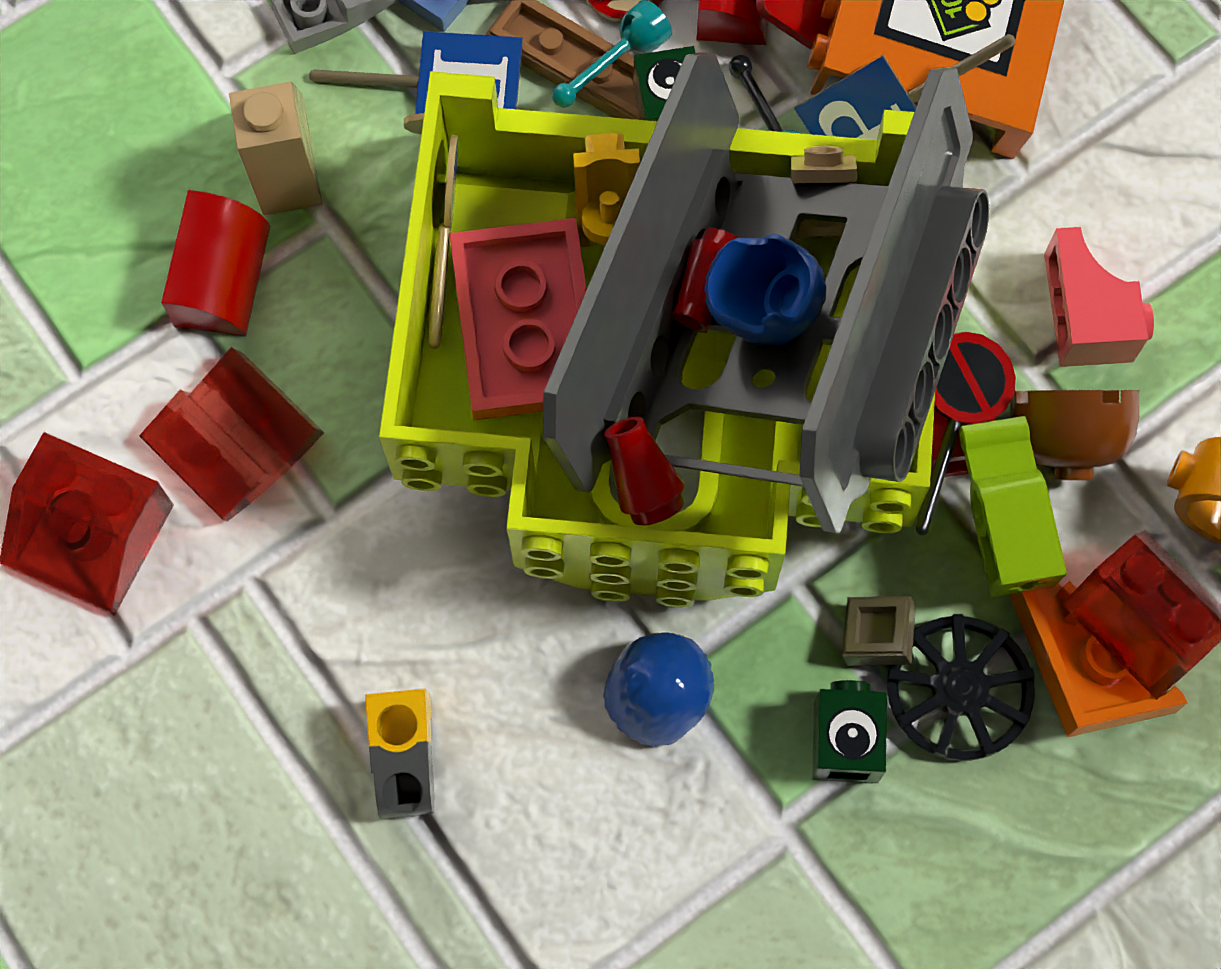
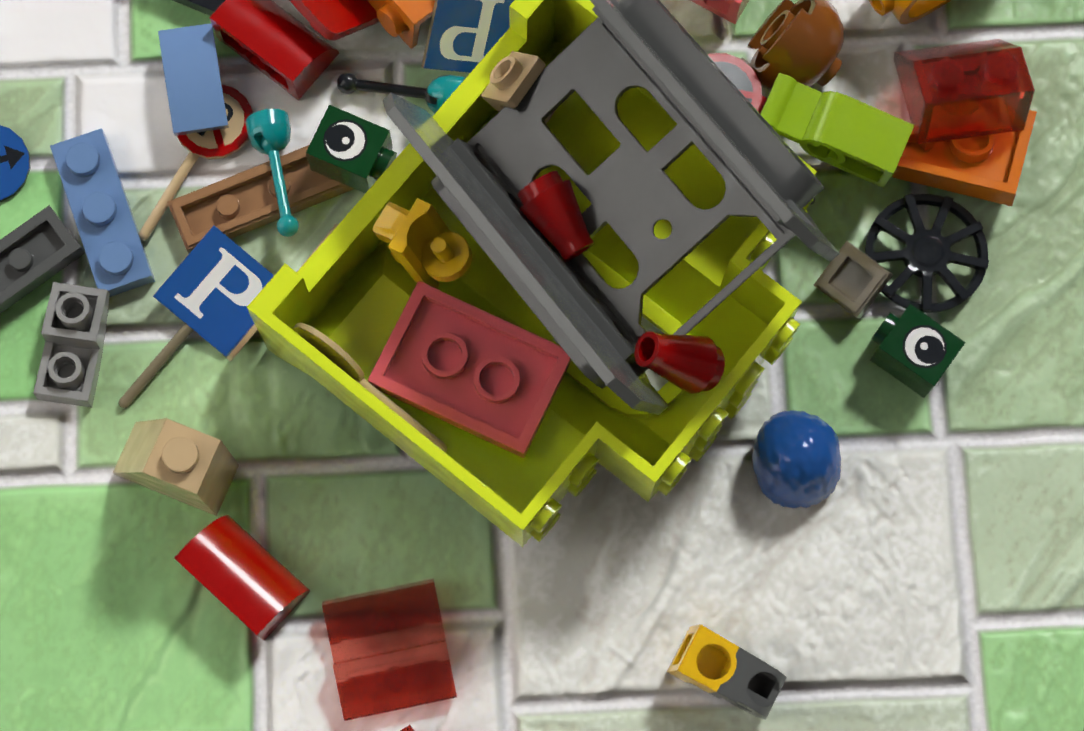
camera: 60 degrees left, 5 degrees up
(765, 289) = (607, 181): blue hair -> none

